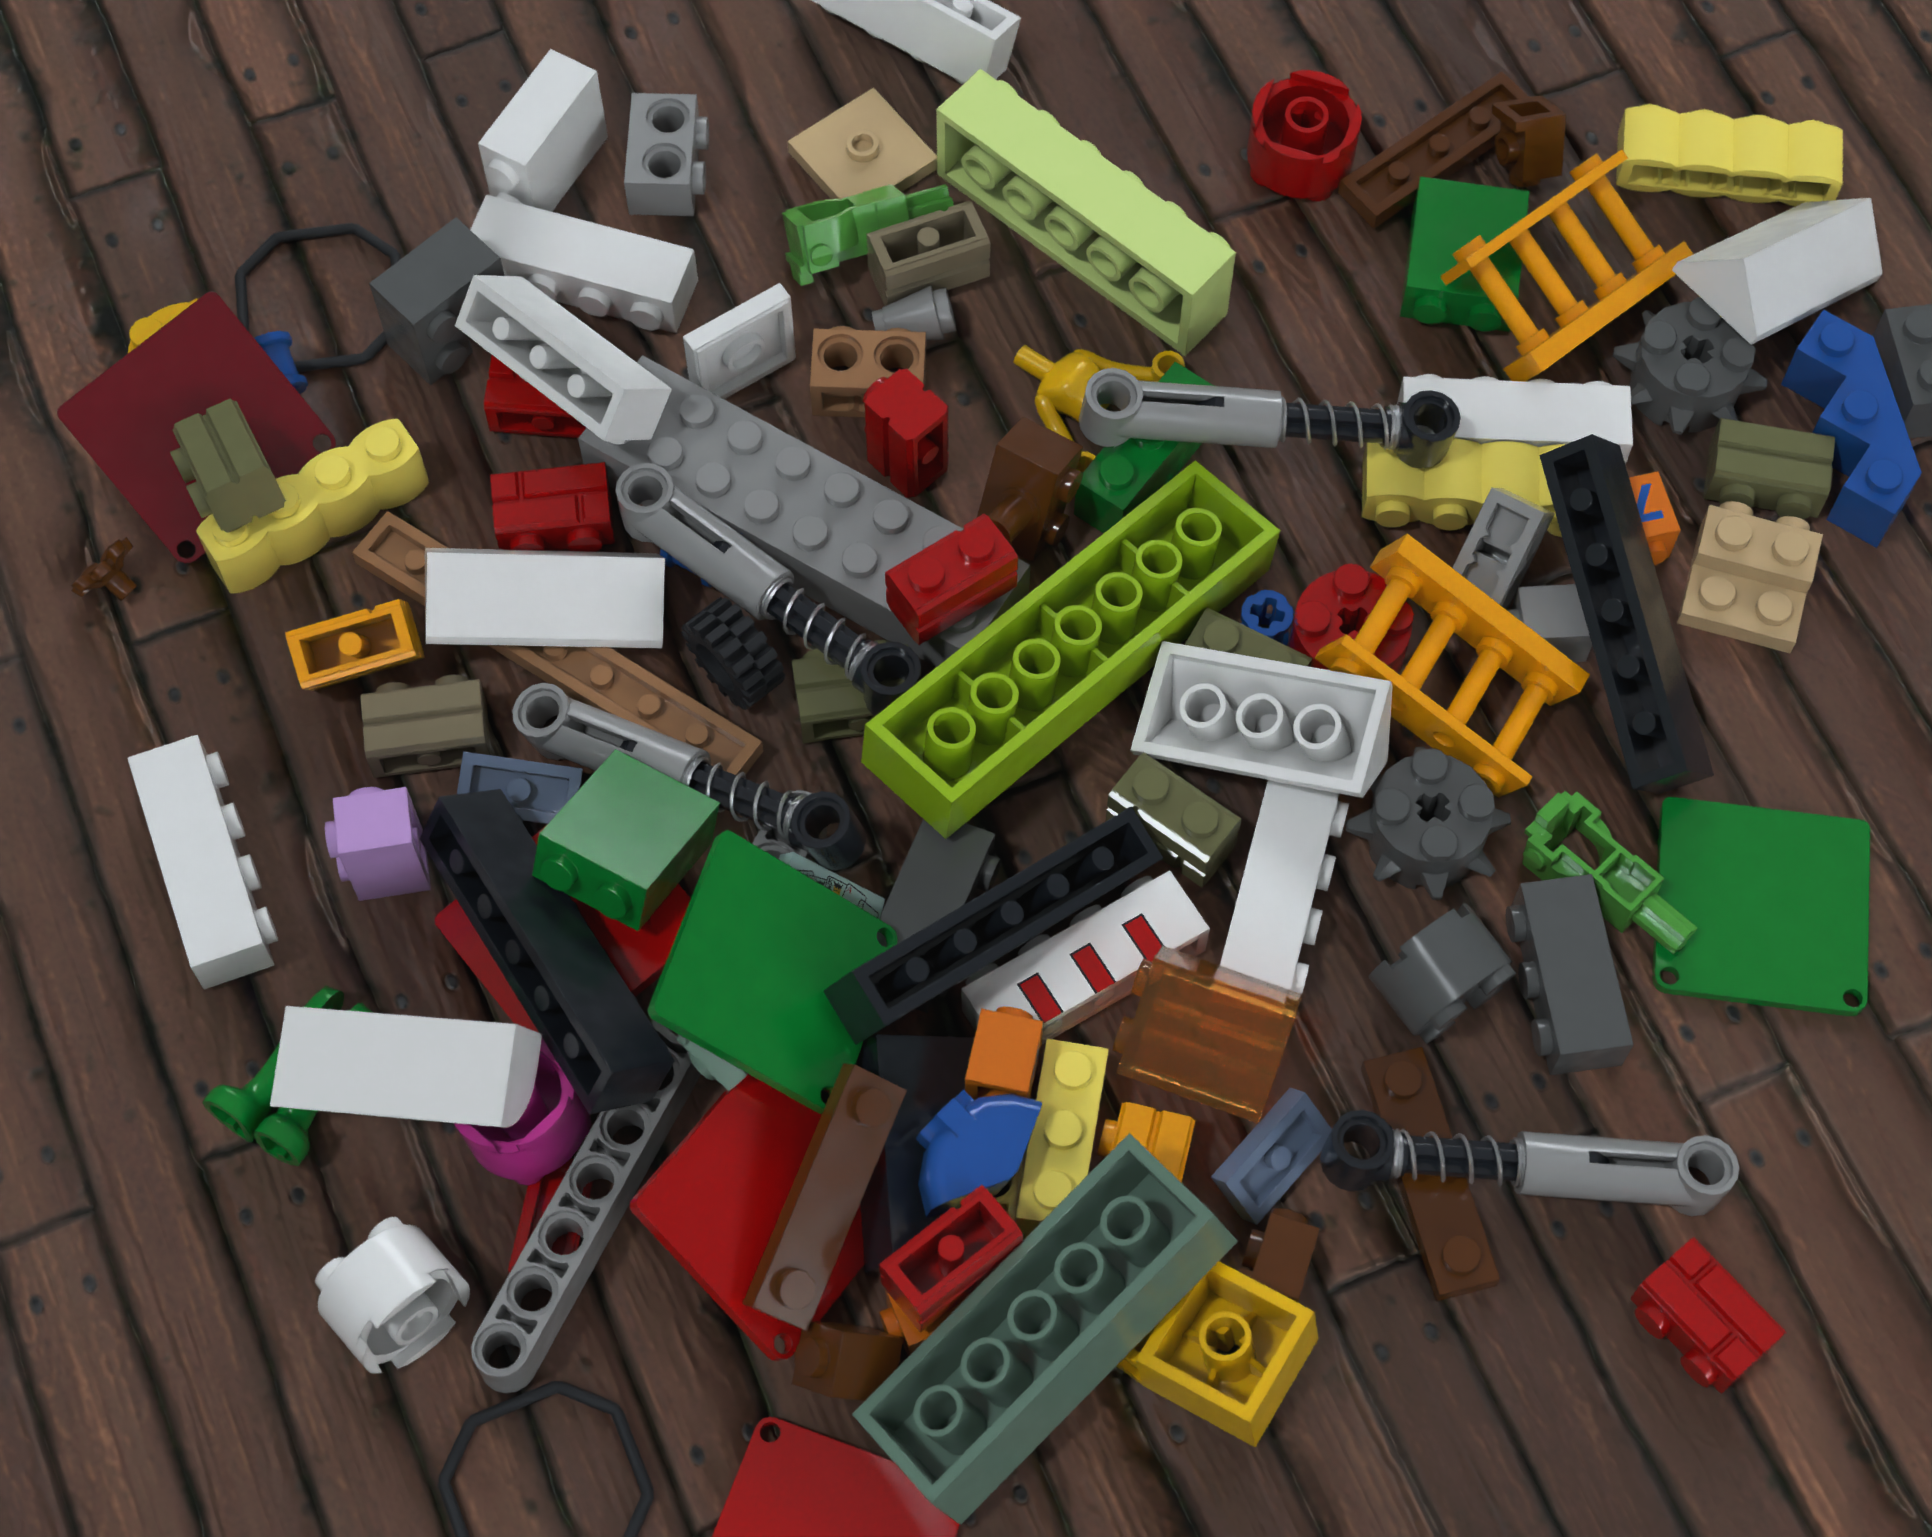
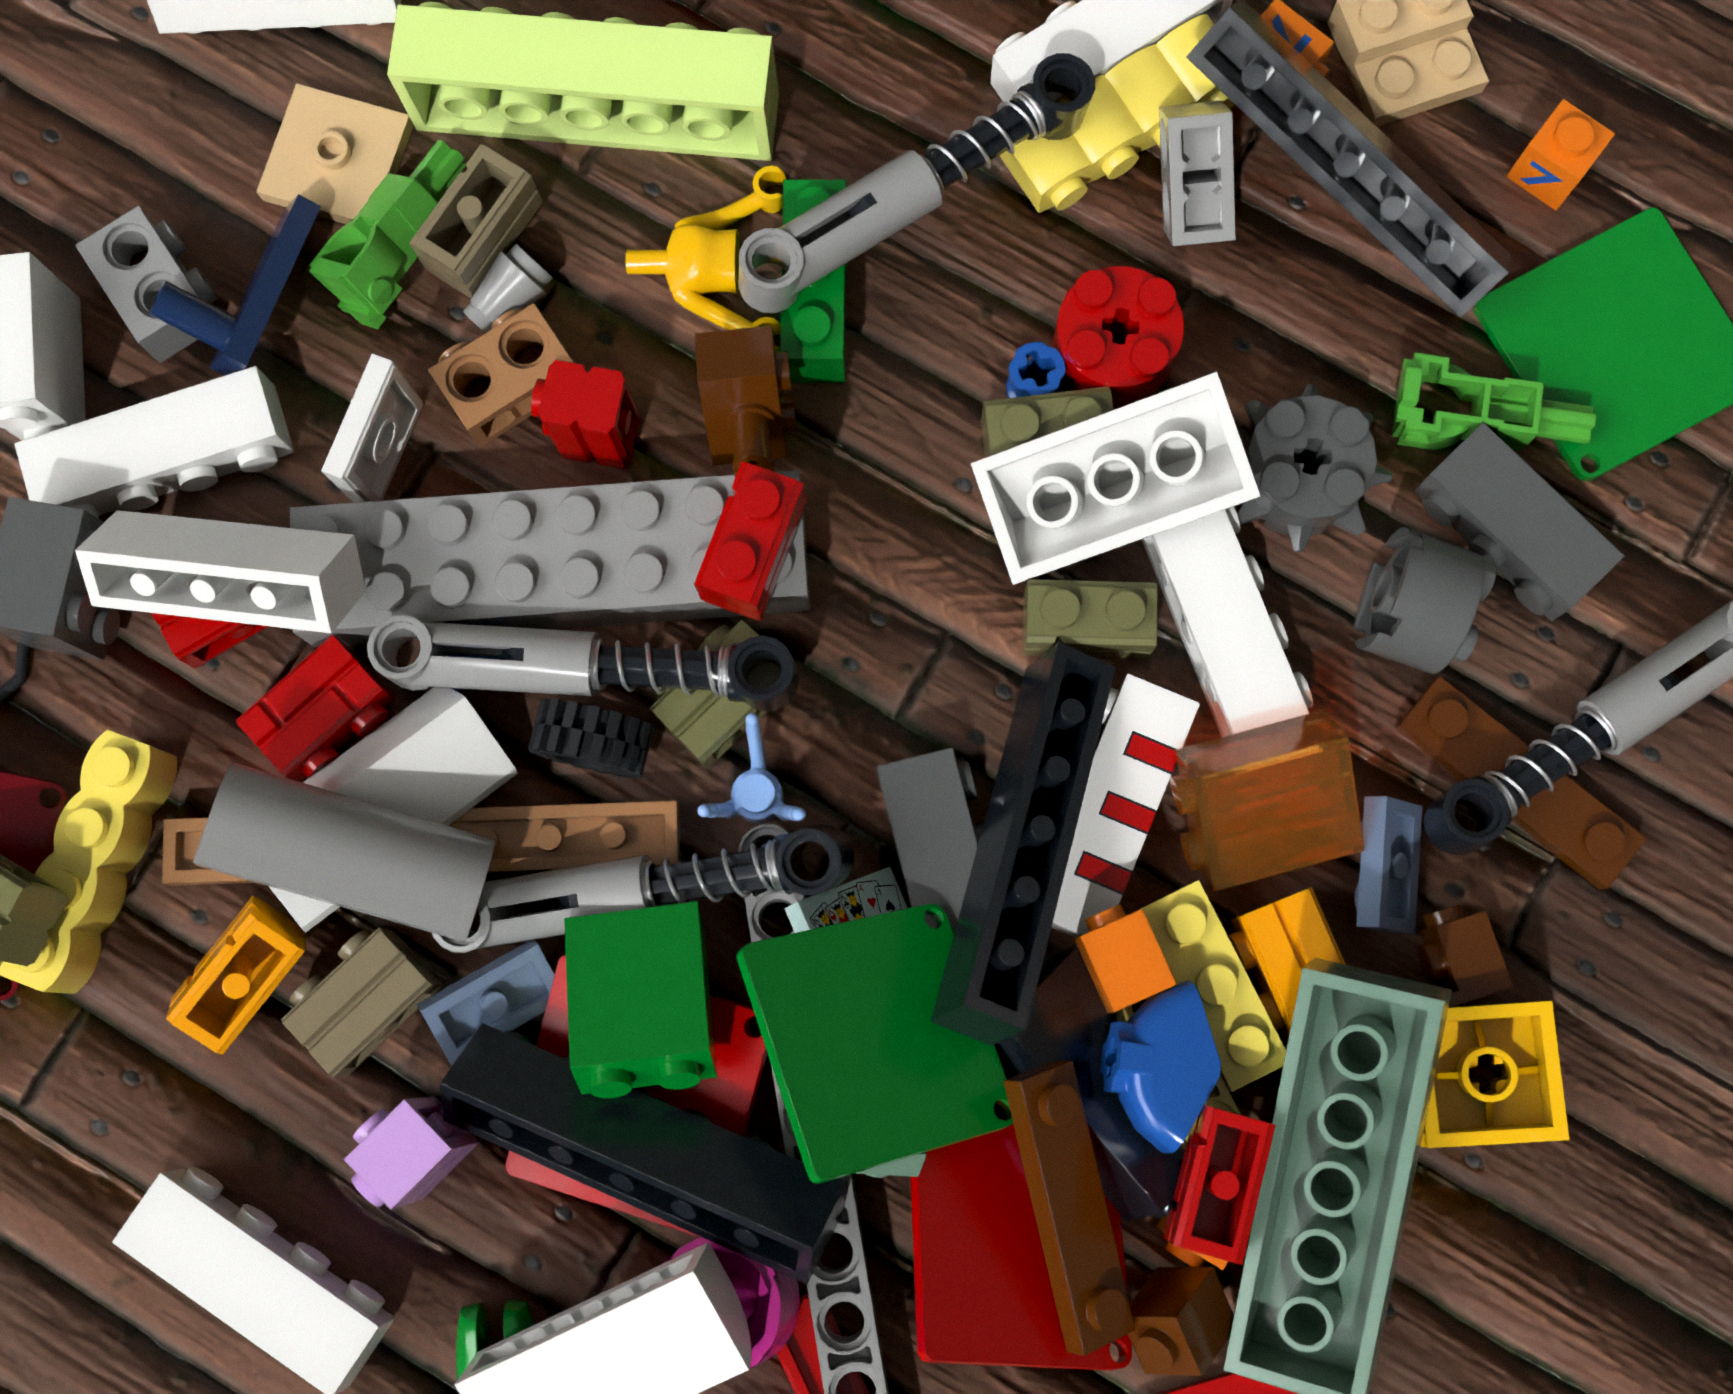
camera: 30 degrees left, 15 degrees up
(496, 597) = (345, 852): none -> light grey brick
(696, 221) = (239, 334): none -> dark blue piece
(824, 771) = (756, 792): none -> light blue plant
(1067, 649) = (893, 528): lime brick -> none
(1488, 627) = (1257, 257): light orange fence -> none
(1555, 616) = (1277, 207): light grey brick -> none
(1810, 728) = (1560, 154): none -> orange brick

